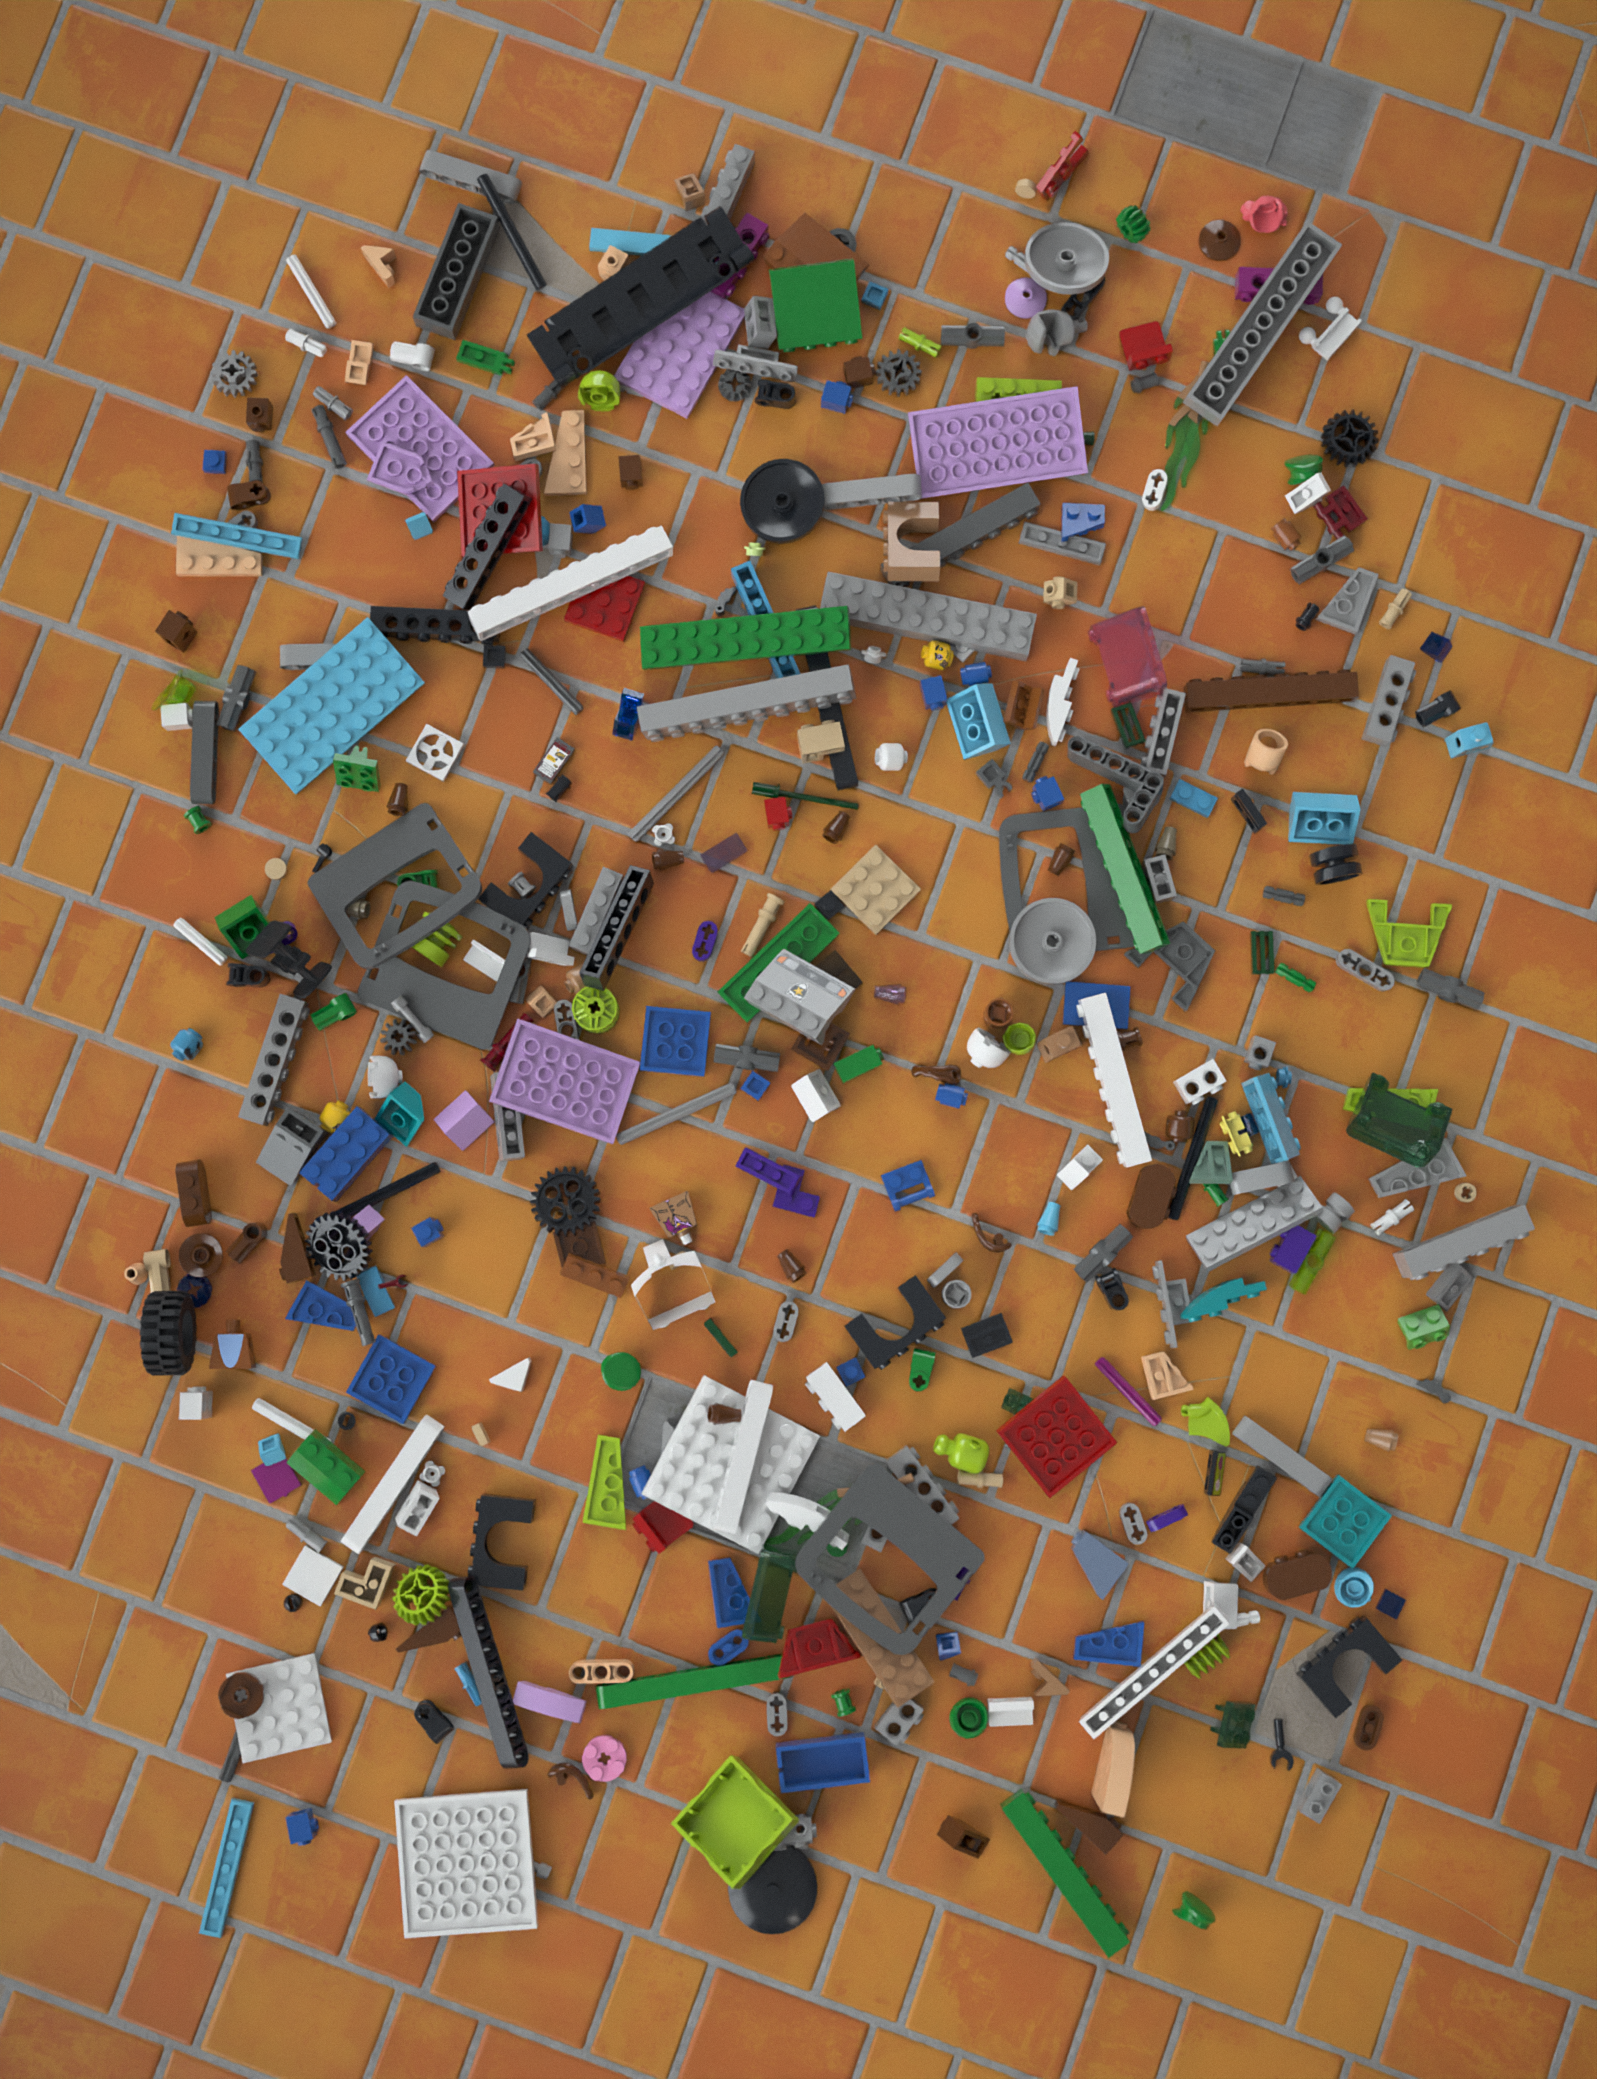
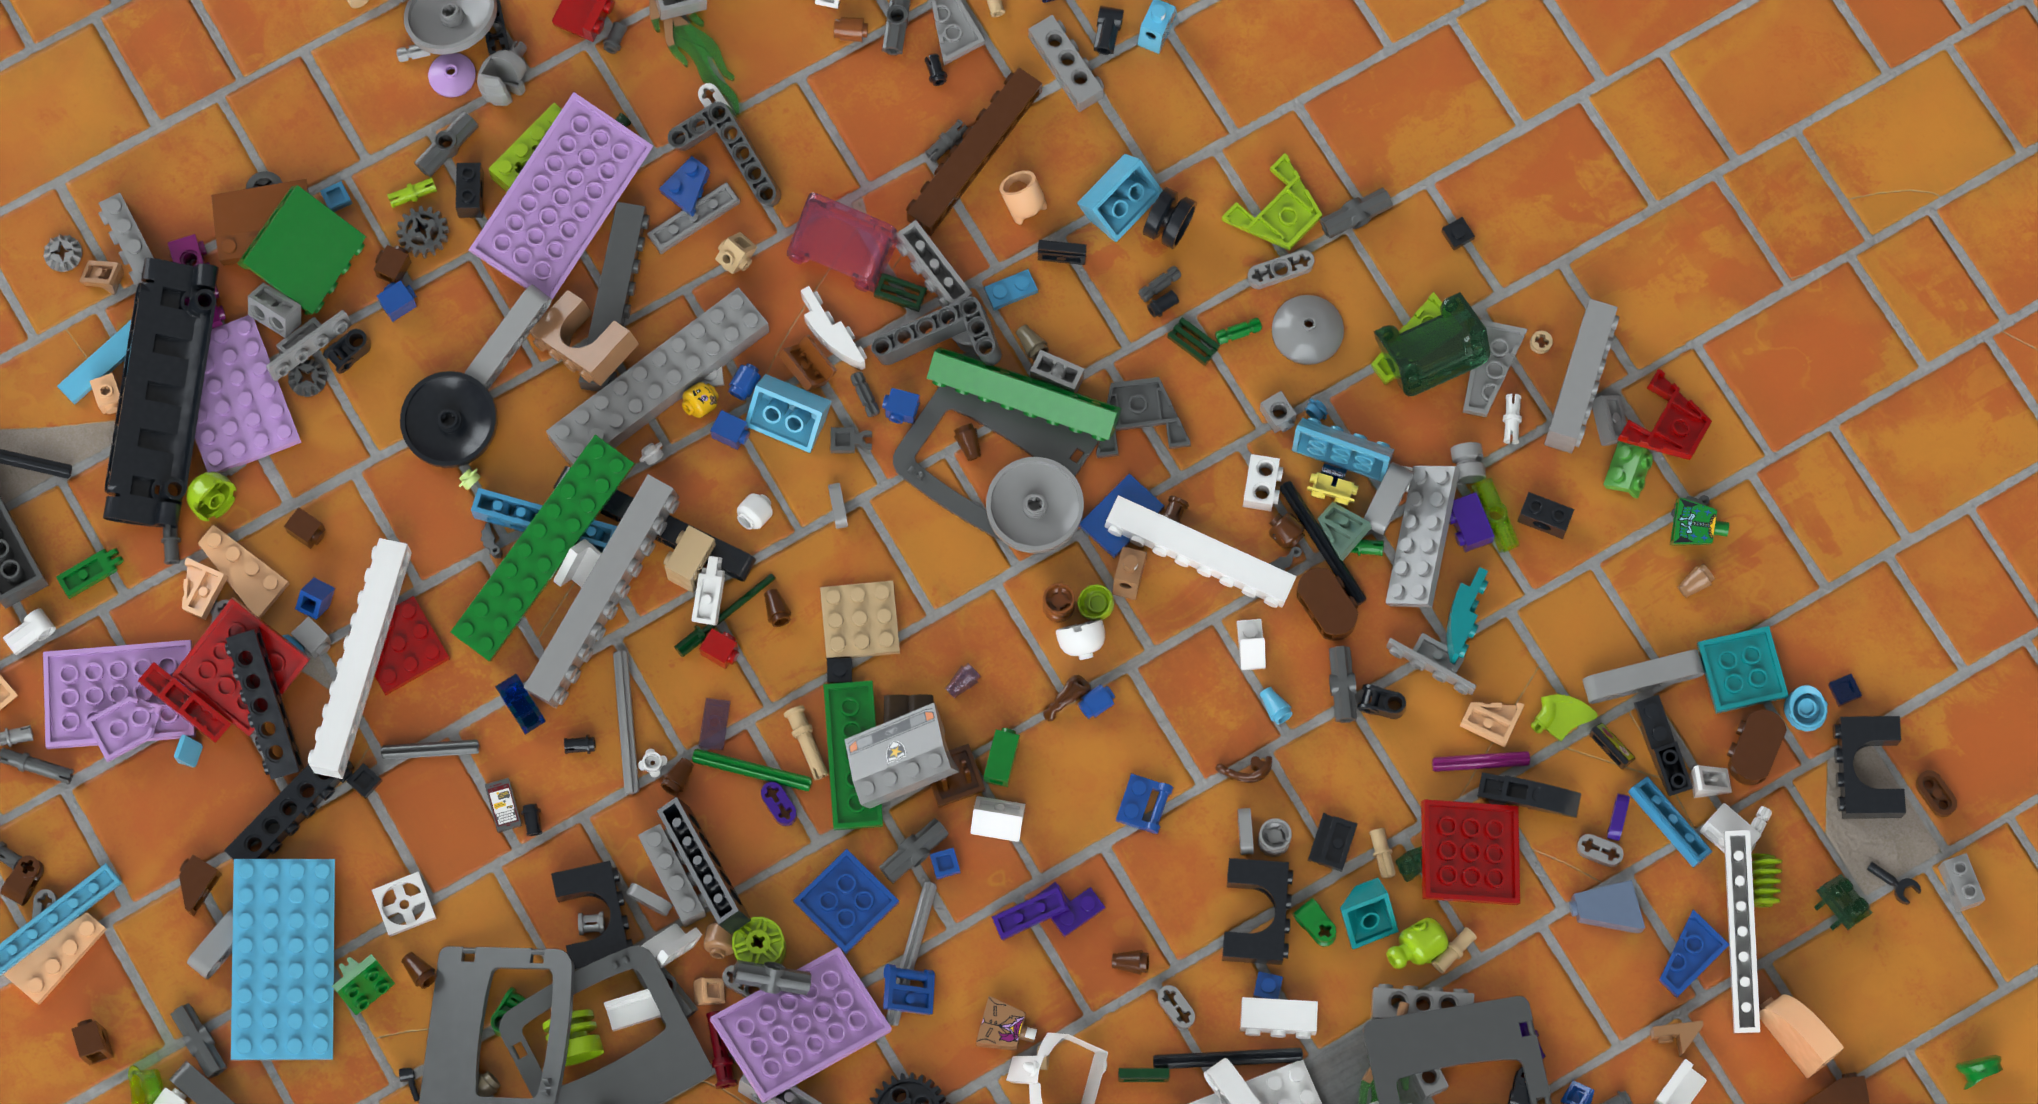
camera: 50 degrees left, 10 degrees down
(337, 606) = (196, 882): none -> reddish brown slope
(446, 495) = (184, 702): none -> red slope
(577, 1037) = (771, 977): none -> dark grey piece
(635, 776) = (583, 744): none -> black pin
(643, 1138) = (905, 997): none -> blue plate
(684, 161) = (71, 258): none -> light grey gear
(713, 904) = (752, 769): none -> green axle
(754, 669) = (577, 564): none -> white panel
(779, 1384) = (1246, 1057): none -> black axle
(808, 774) = (709, 592): none -> white hinge
(941, 809) = (838, 505): none -> light grey beam
(953, 378) = (469, 190): none -> black brick
(956, 1400) = (1368, 914): none -> teal slope
(1007, 1375) = (1382, 853): none -> tan axle
(1131, 1444) = (1529, 794): none -> black slope
(1133, 528) = (734, 146): none -> dark grey beam
(1193, 1556) = (1670, 822): none -> dark azure brick
(1270, 909) = (1162, 304): none -> black pin
(1324, 1030) = (1304, 343): none -> light grey dish
(1341, 1296) = (1545, 515): none -> black brick
(1422, 1406) = (1695, 524): none -> green torso
(1485, 1338) = (1678, 427): none -> red wing
(1496, 1071) = (1458, 233): none -> black plate

